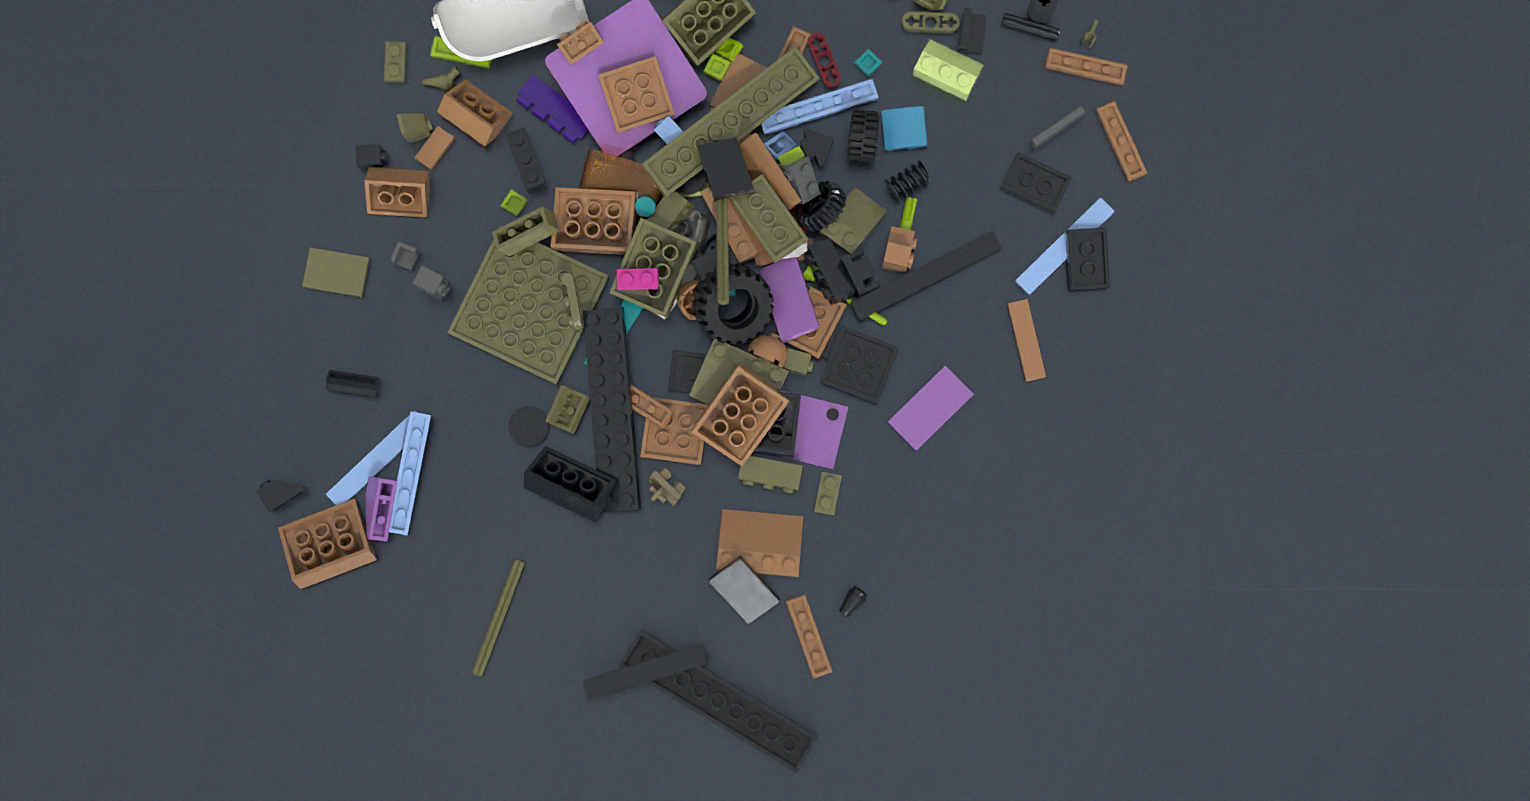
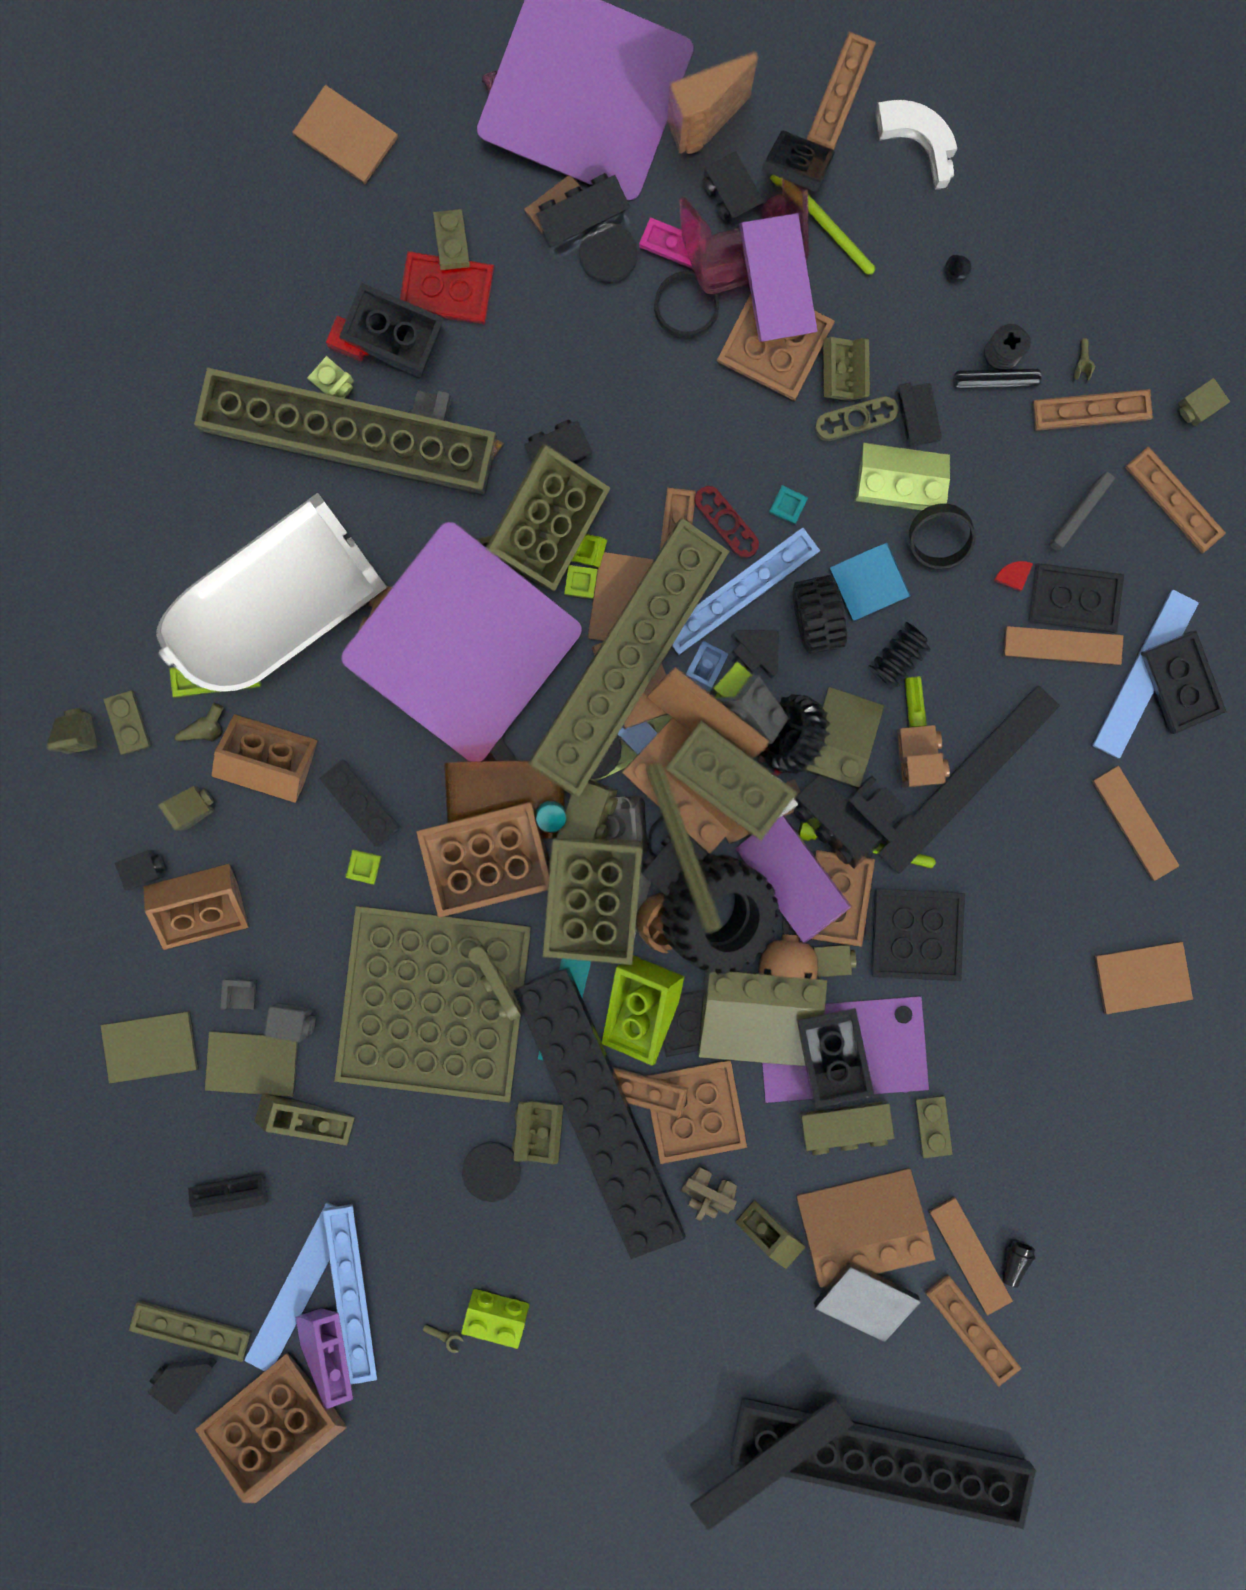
camera: 30 degrees left, 5 degrees up
(297, 464) = (190, 1331): none -> olive tile
(358, 55) = (72, 732): none -> olive slope
(398, 304) = (250, 1064): none -> olive tile
(419, 351) = (303, 1120): none -> olive slope
(434, 148) = (224, 826): medium nougat tile -> none
(460, 523) = (444, 1337): none -> olive hand
(497, 522) = (495, 1318): none -> lime bracket
(498, 617) = (540, 1448): olive axle -> none
(525, 231) = (397, 909): olive brick -> none
(552, 104) = (368, 709): dark purple windscreen -> none
(568, 483) = (576, 1235): black slope -> none
(580, 43) = (382, 618): medium nougat bracket -> none
(636, 94) = (485, 664): medium nougat plate -> none
(637, 279) = (577, 926): dark pink plate -> none
(662, 351) = (641, 1009): none -> lime slope
(668, 129) = (547, 698): light blue slope -> none
(696, 527) = (770, 1235): none -> olive slope
(725, 168) = (647, 731): black tile -> none
(740, 414) = (781, 1065): medium nougat slope -> none
(823, 586) = (970, 1256): none -> medium nougat tile
(930, 408) = (1035, 961): medium lavender tile -> none
(960, 132) = (942, 562): none -> black tyre
(998, 442) = (1143, 977): none -> medium nougat tile
(1000, 154) = (1014, 574): none -> red tile
(1017, 210) = (1063, 645): none -> medium nougat tile
(1159, 84) = (1203, 402): none -> olive brick

